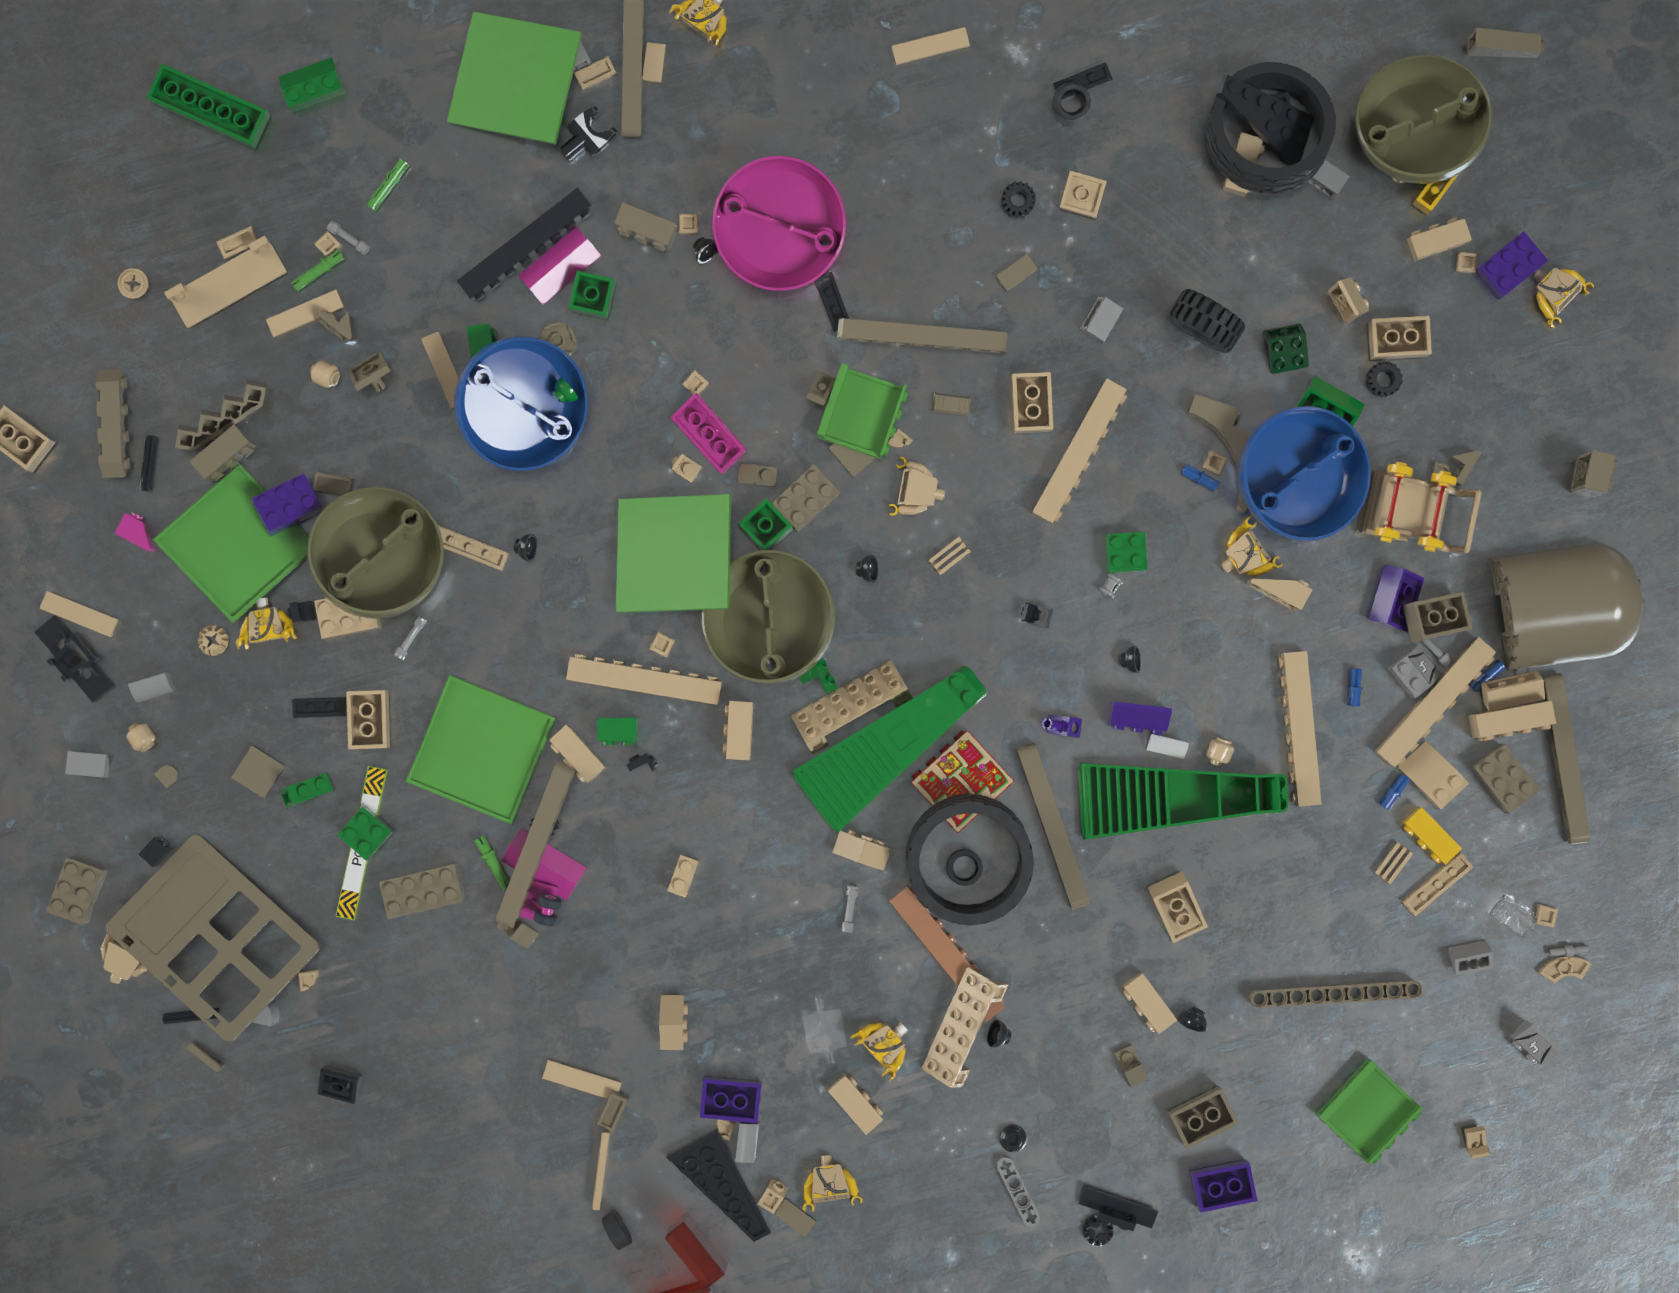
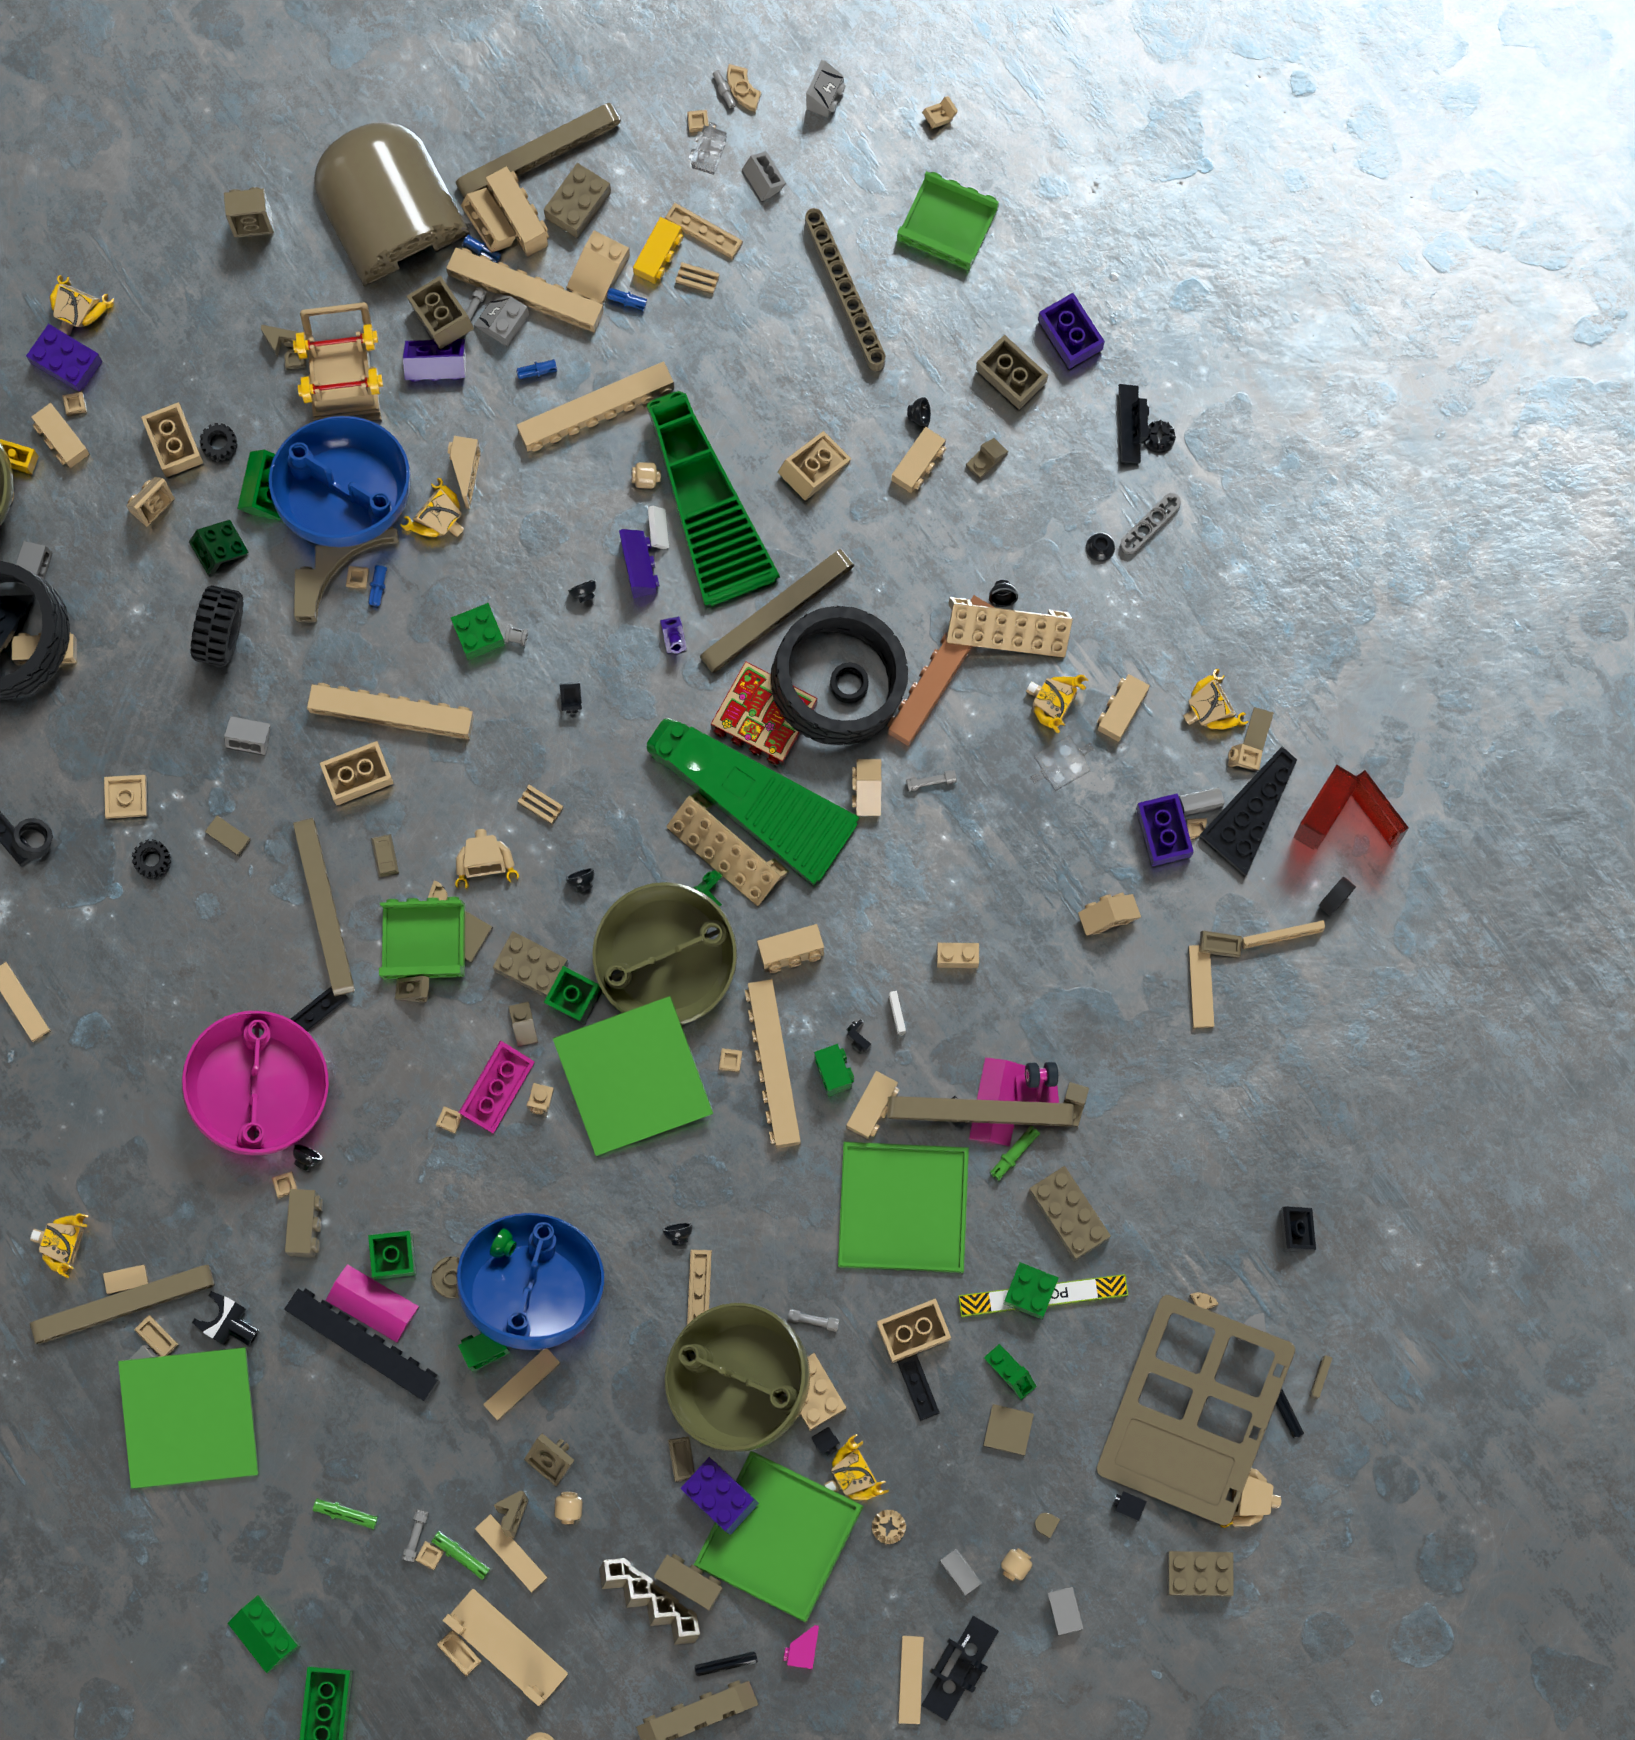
camera: 110 degrees left, 10 degrees down
(651, 804) = (897, 1013): none -> white tile

